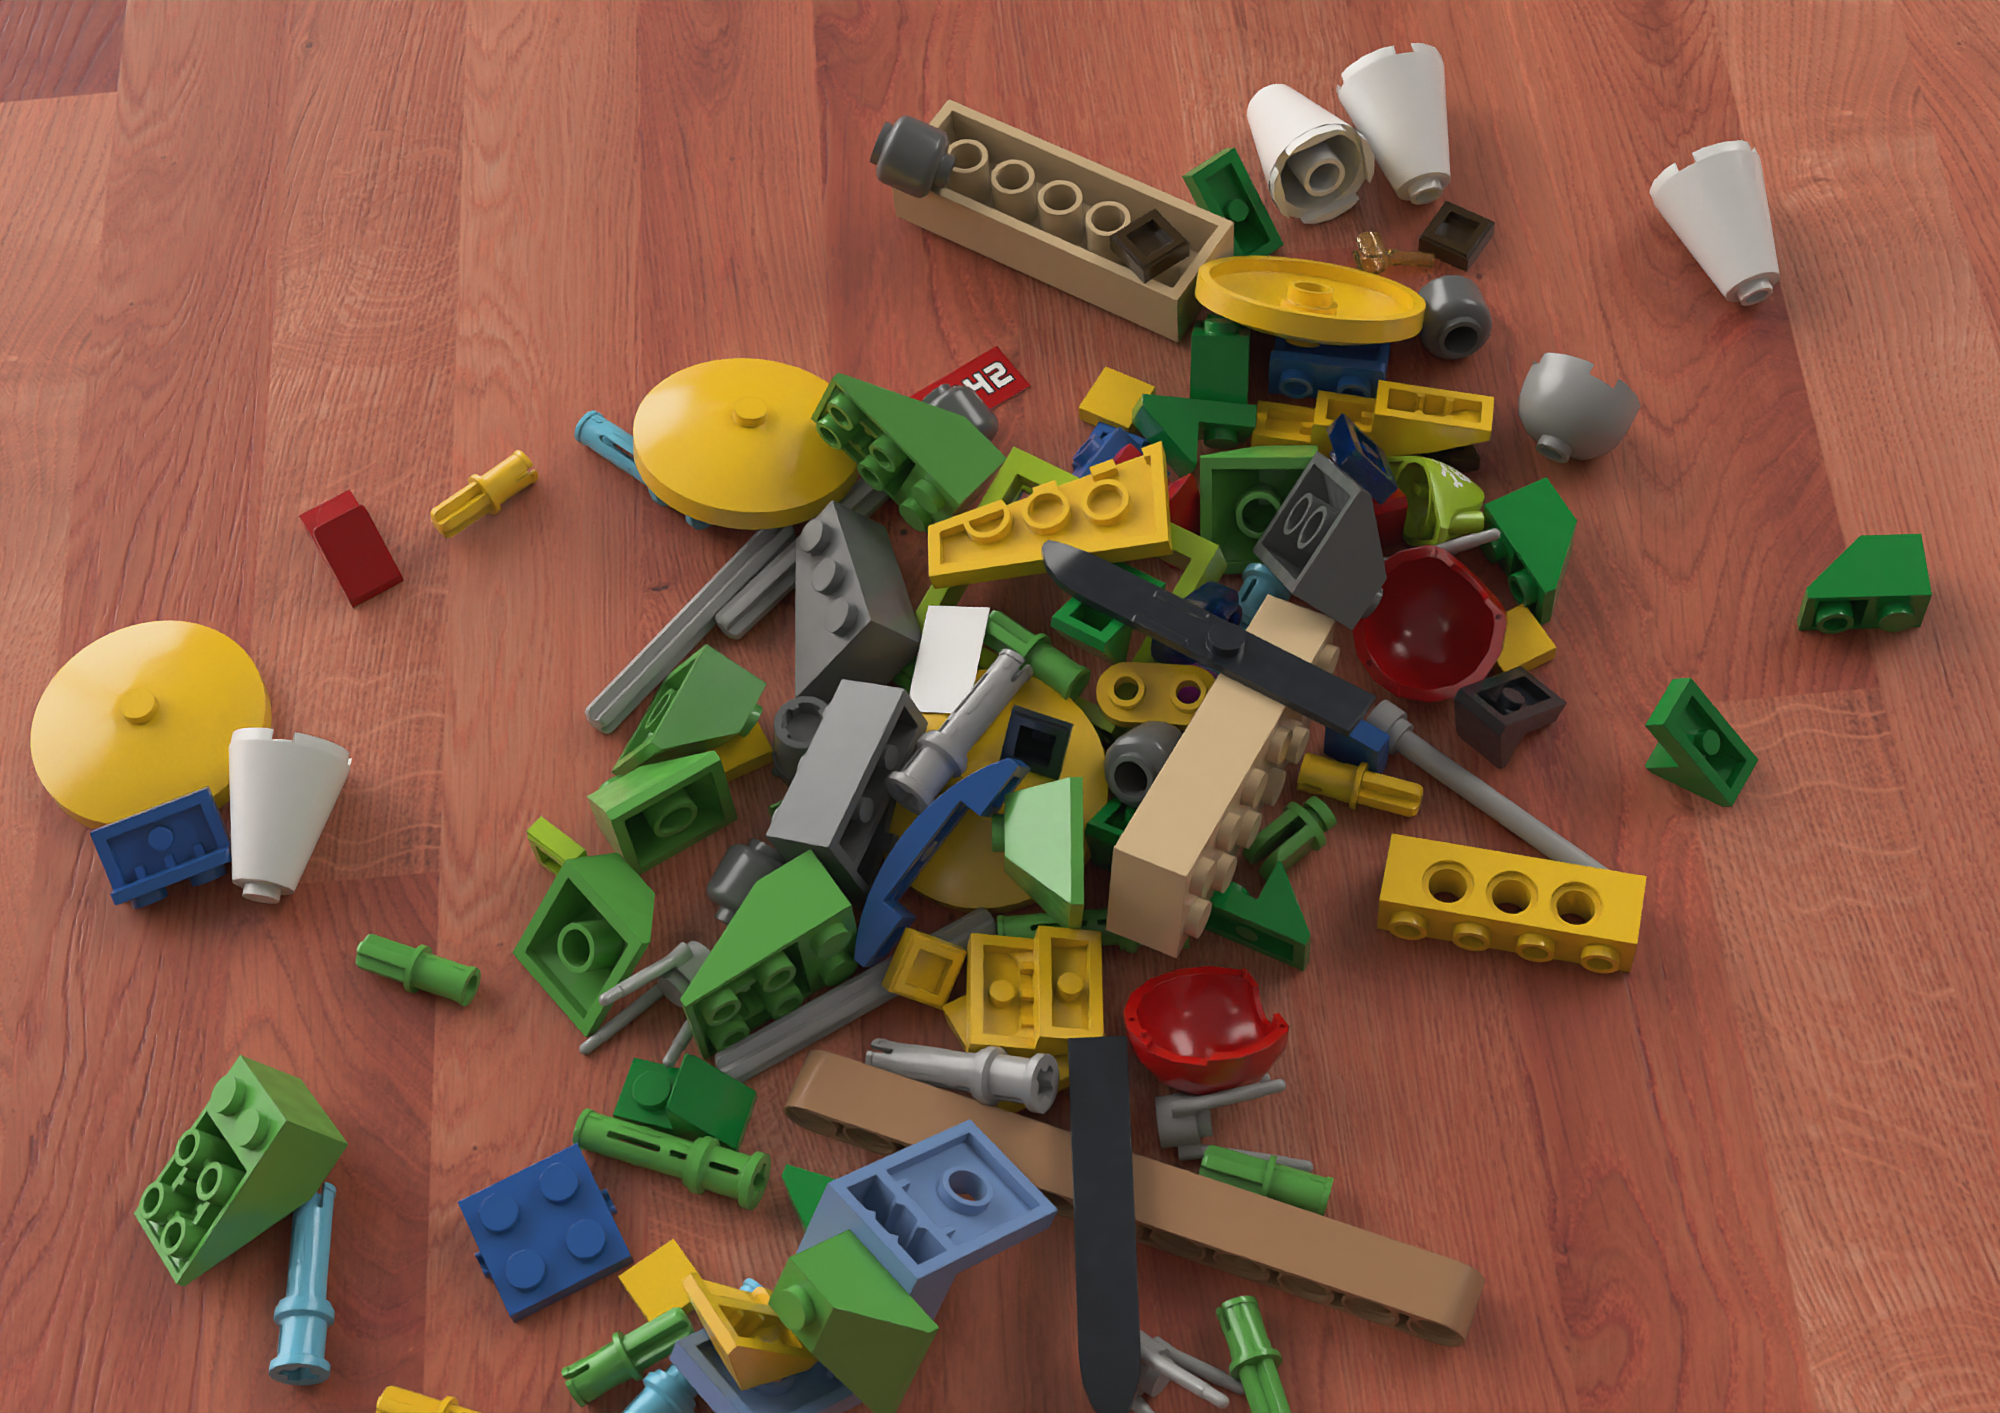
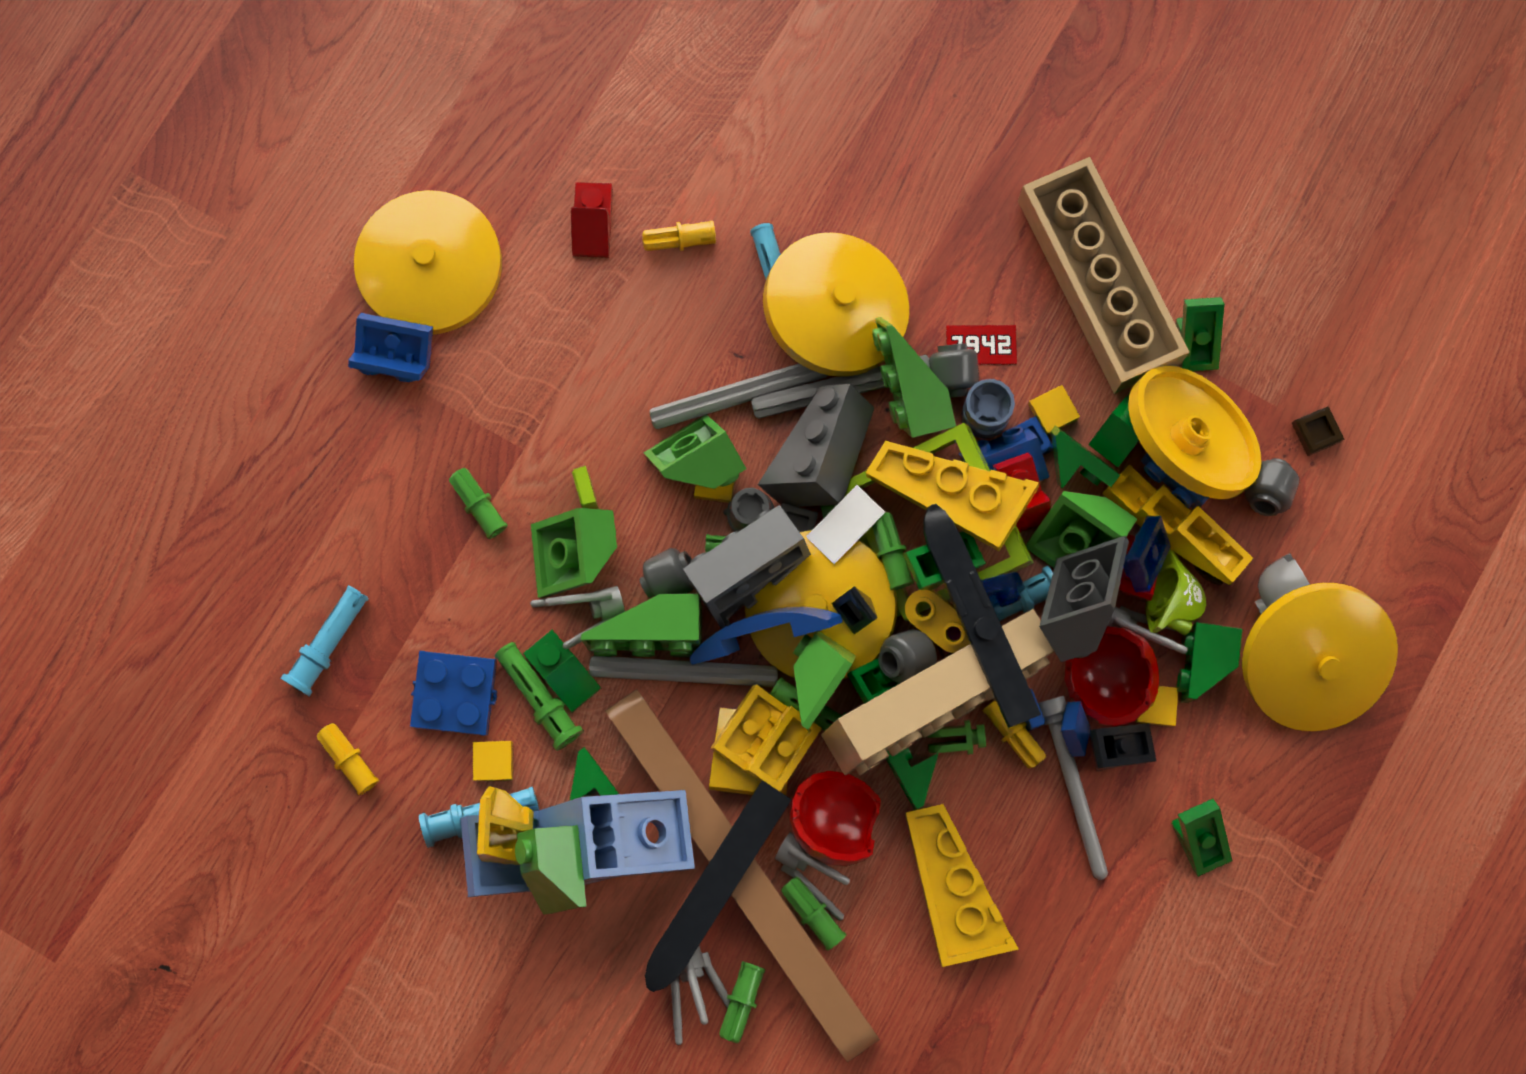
camera: 30 degrees right, 20 degrees up
(238, 1168) = (325, 561): bright green slope -> none
(279, 806) = (459, 366): white cone -> none
(626, 1356) = (449, 787): bright green axle -> none
(663, 808) = (646, 498): bright green slope -> none
(912, 156) = (1037, 191): dark grey head -> none
(924, 968) = (722, 683): yellow tile -> none
(944, 751) = (803, 582): light grey pin -> none
(987, 1075) = (711, 768): light grey pin -> none
(1034, 423) = (988, 408): none -> sand blue wheel
(1149, 245) = (1130, 338): dark brown tile -> none
(1307, 155) = (1269, 322): white cone -> none
(1375, 258) = (1261, 412): clear yellow hand -> none
(1403, 116) = (1339, 342): white cone -> none
(1434, 724) = (1075, 729): none -> blue tile
(1457, 1043) = (957, 901): none -> yellow wing
(1539, 886) = (1090, 891): yellow brick -> none
(1665, 445) = (1319, 656): none -> yellow dish
(1723, 218) = (1468, 535): white cone -> none
(1870, 586) = (1371, 809): green slope -> none

